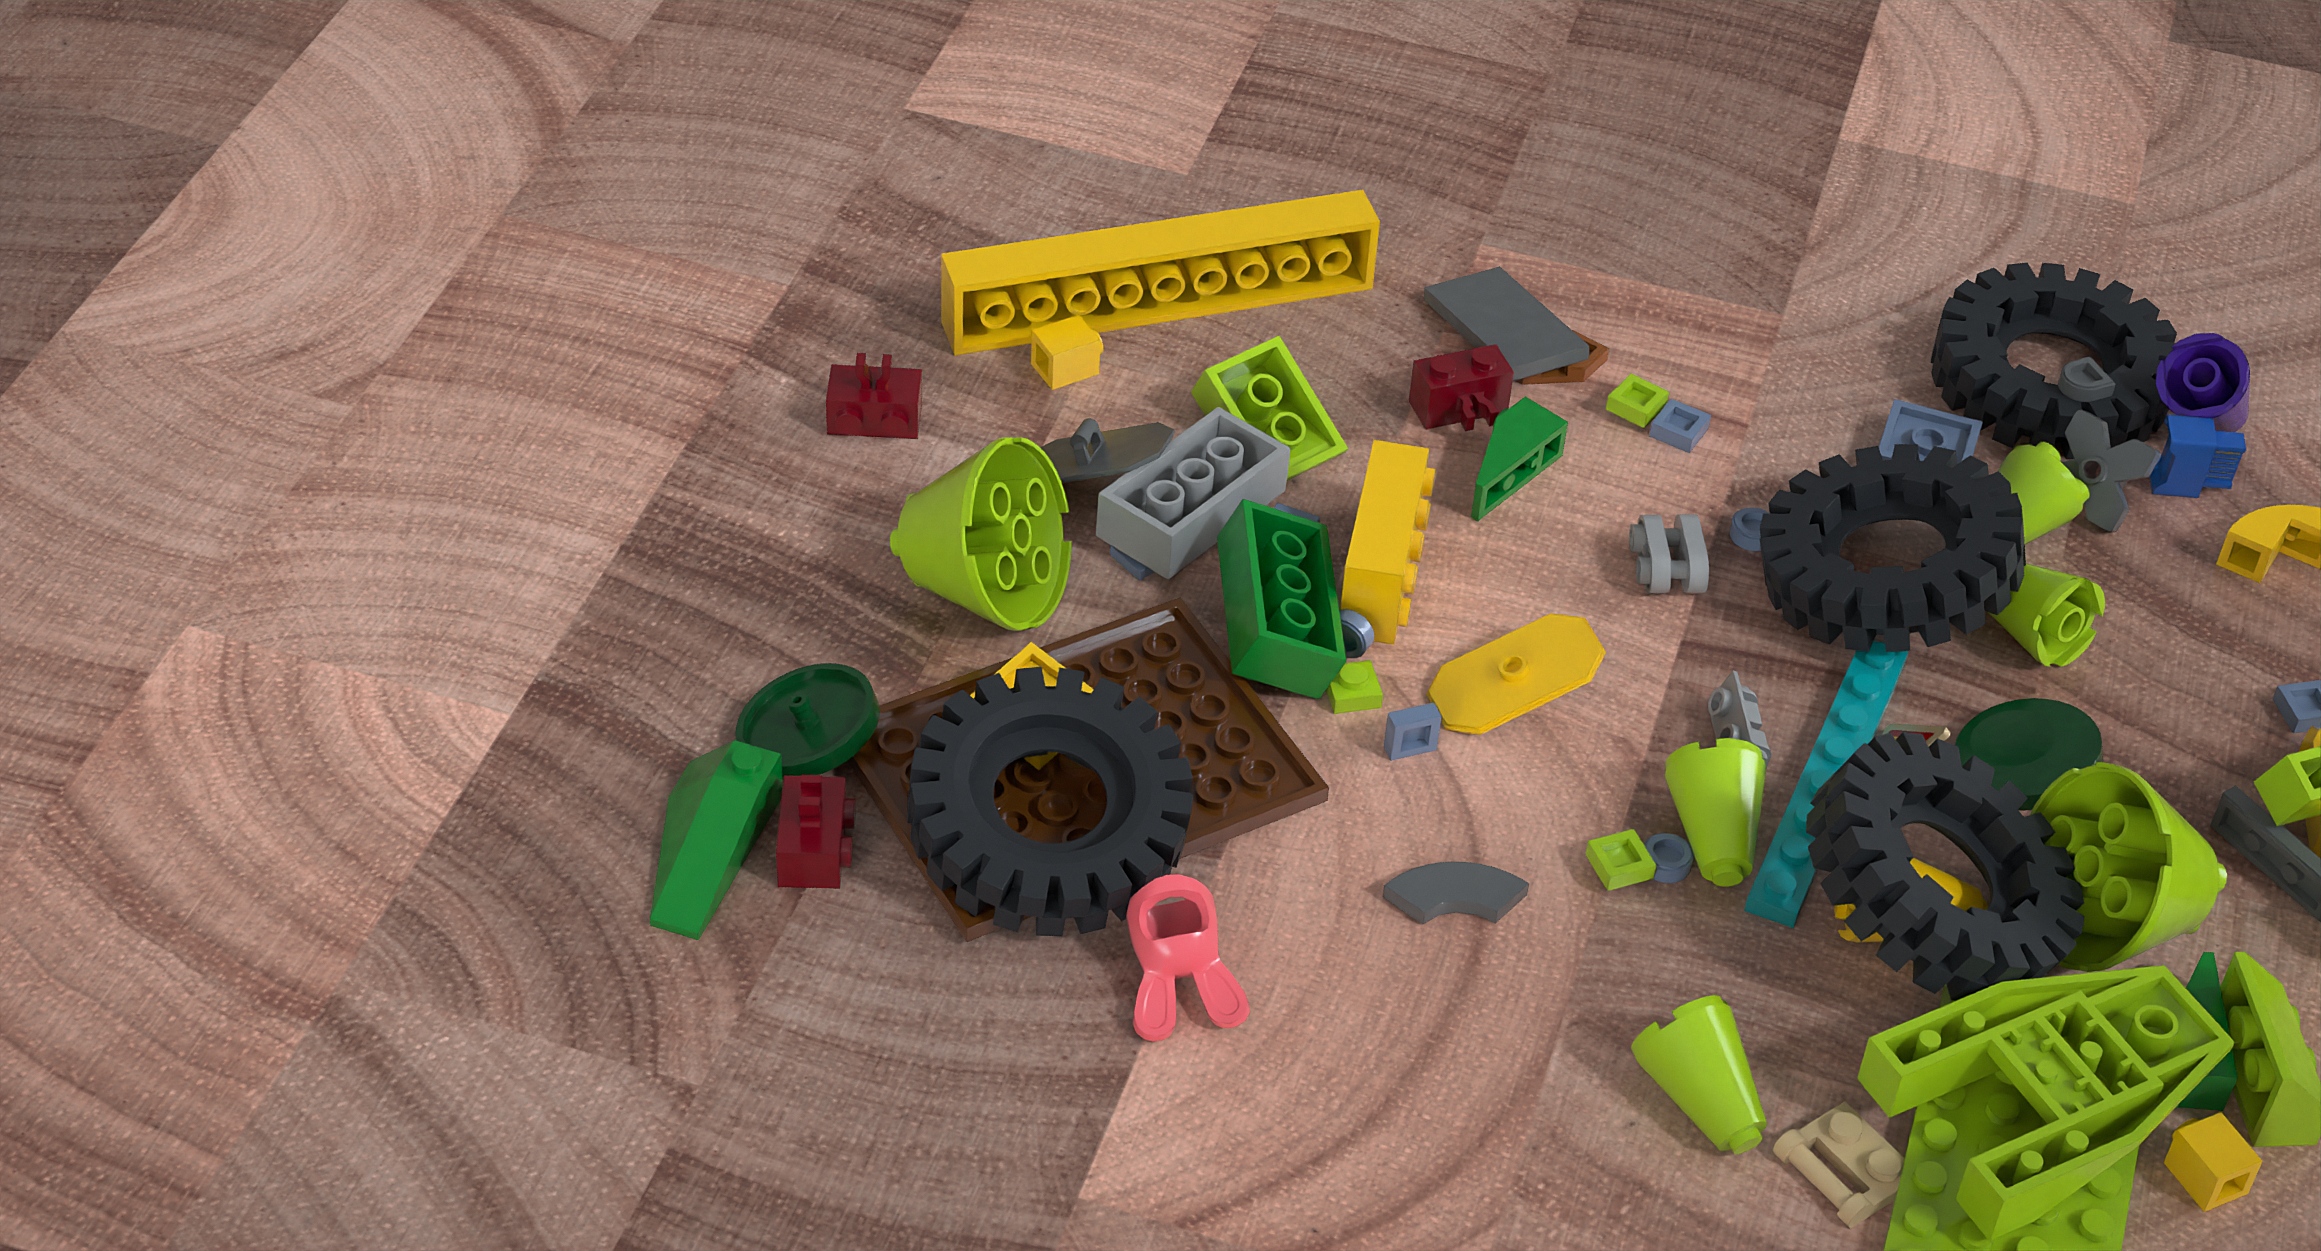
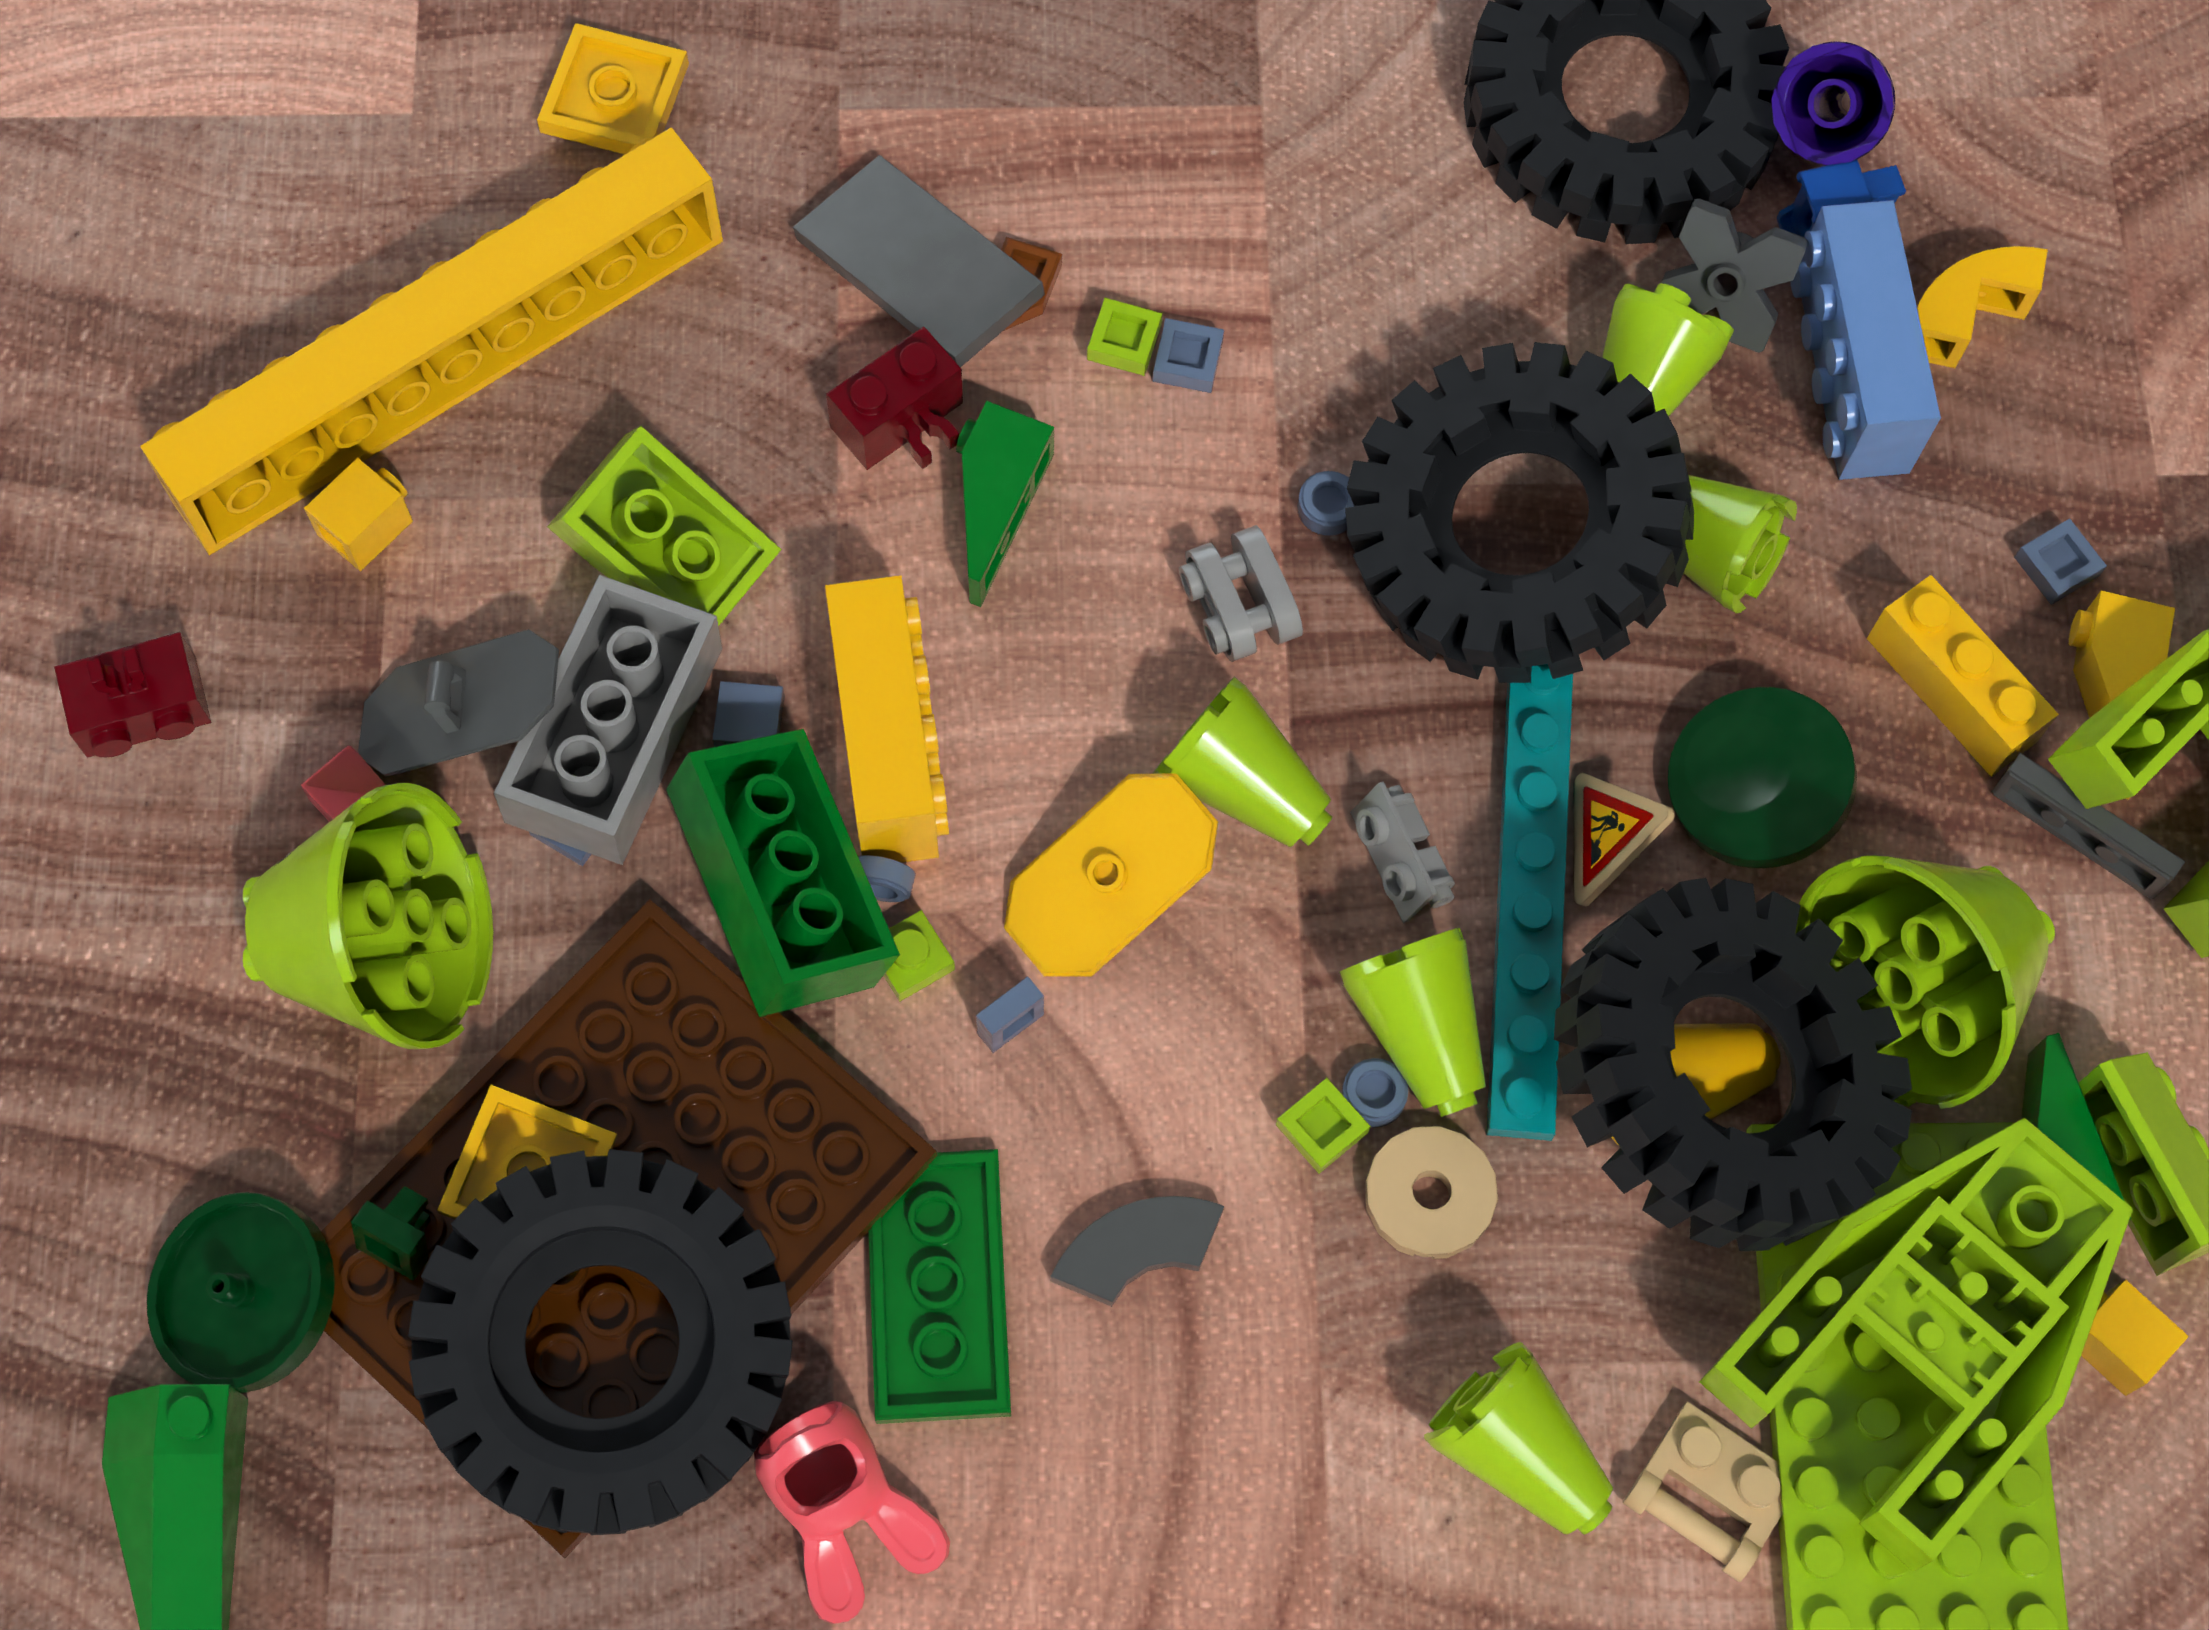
camera: 20 degrees left, 25 degrees up
(812, 832) = (312, 1467): dark red brick -> none
(922, 701) = (395, 1233): none -> dark green tile
(1299, 880) = (941, 1296): none -> green tile
(1327, 175) = (612, 89): none -> yellow plate
(1639, 638) = (1249, 770): none -> lime cone
(1695, 903) = (1439, 1155): none -> tan tile
(1928, 428) = (1505, 286): sand blue plate -> none
(2085, 381) = (1681, 139): dark grey tile -> none
(2188, 530) = (1865, 341): none -> medium blue brick
(2202, 735) = (1961, 675): none -> yellow brick

